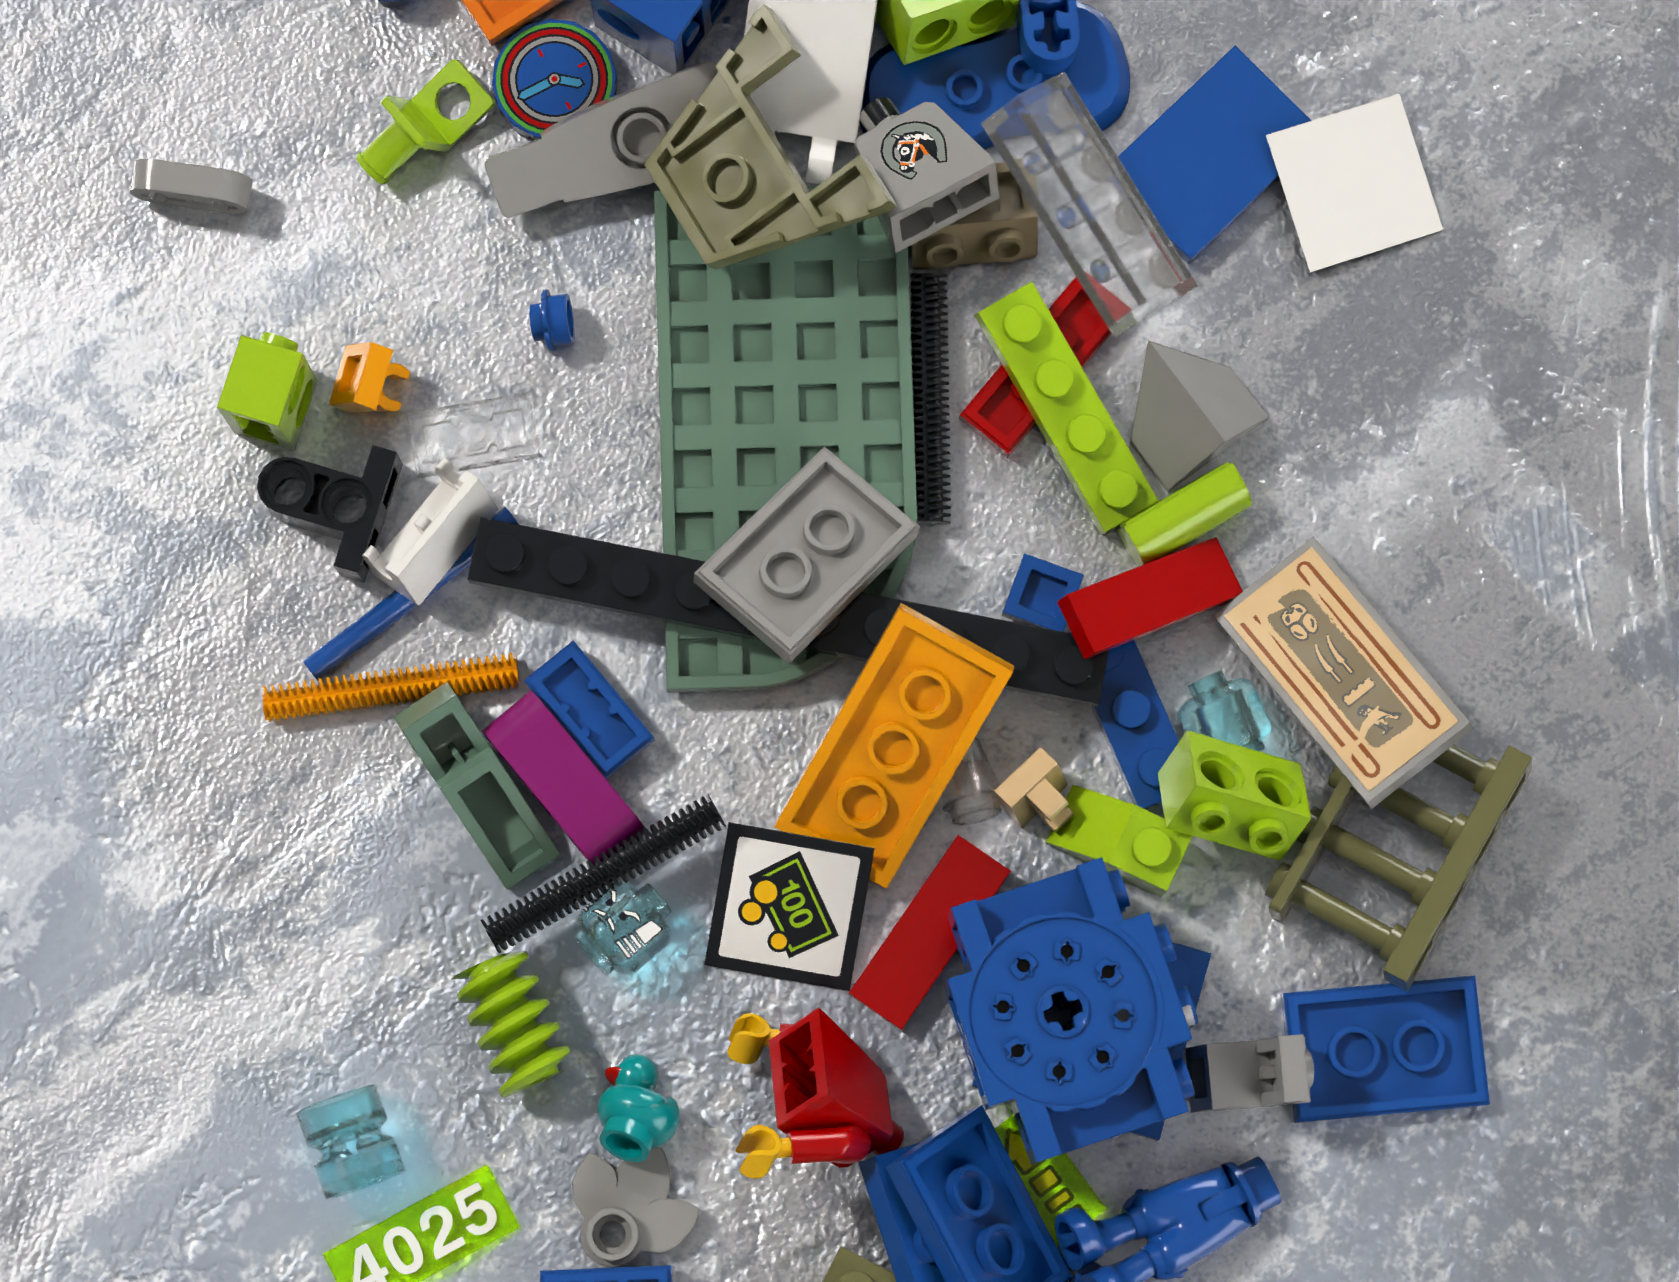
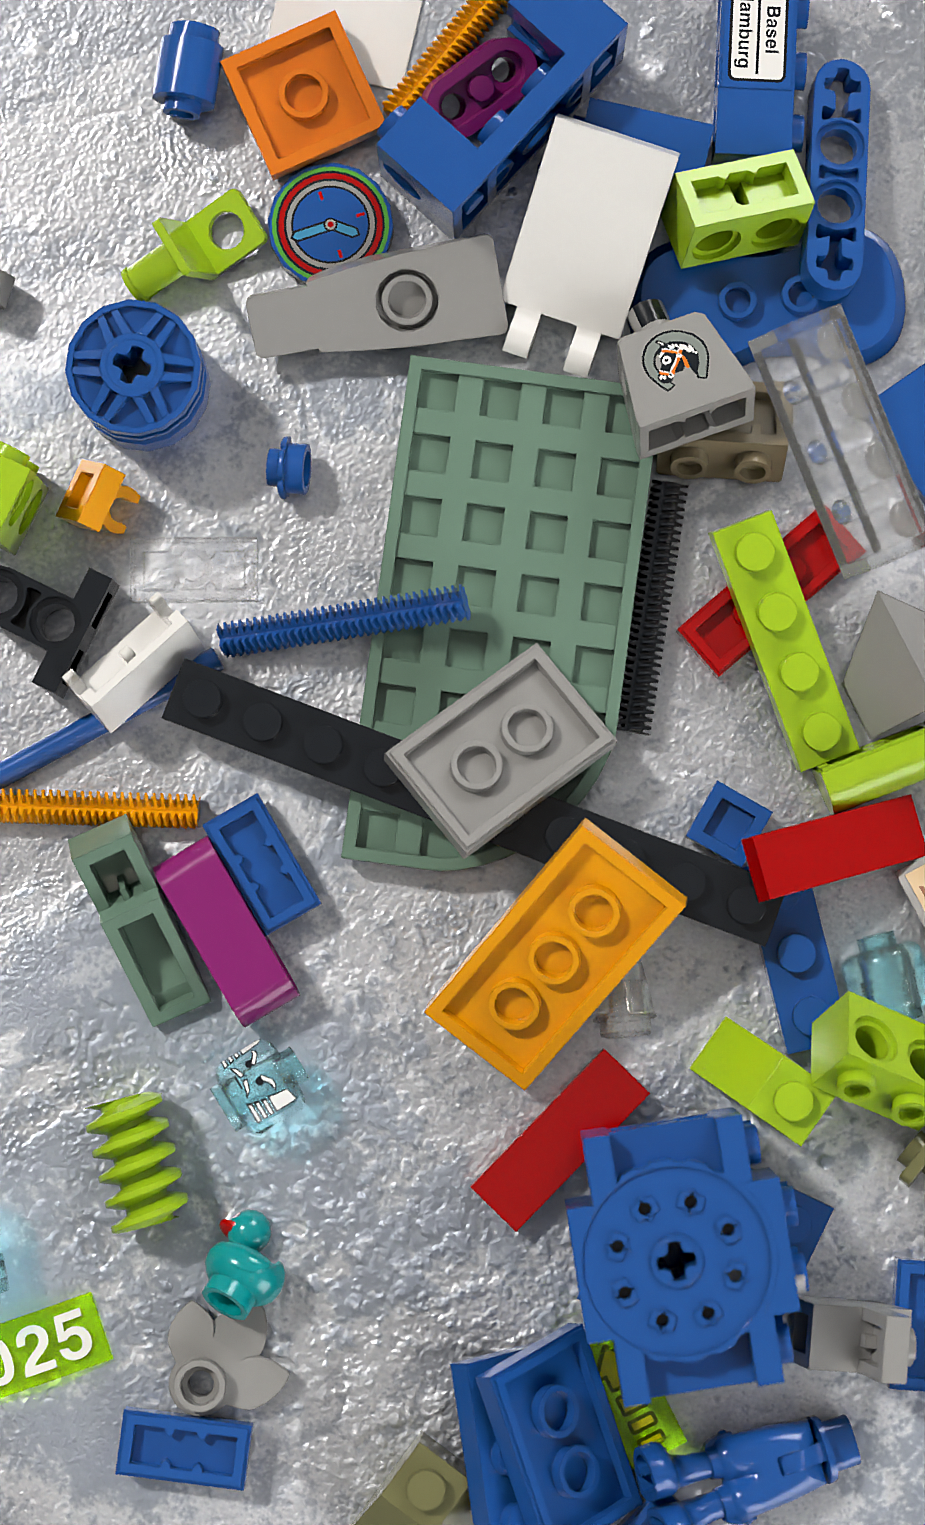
camera: 20 degrees right, 5 degrees up
(414, 278) = (155, 407): none -> blue wheel
(603, 873) = (248, 1034): black axle -> none
(631, 459) = (346, 622): none -> blue axle
(732, 175) = (490, 356): olive wing -> none
(789, 906) = (426, 1091): sticker -> none
(825, 1095) = (429, 1292): red torso -> none
(1036, 791) = (688, 1020): tan tile -> none

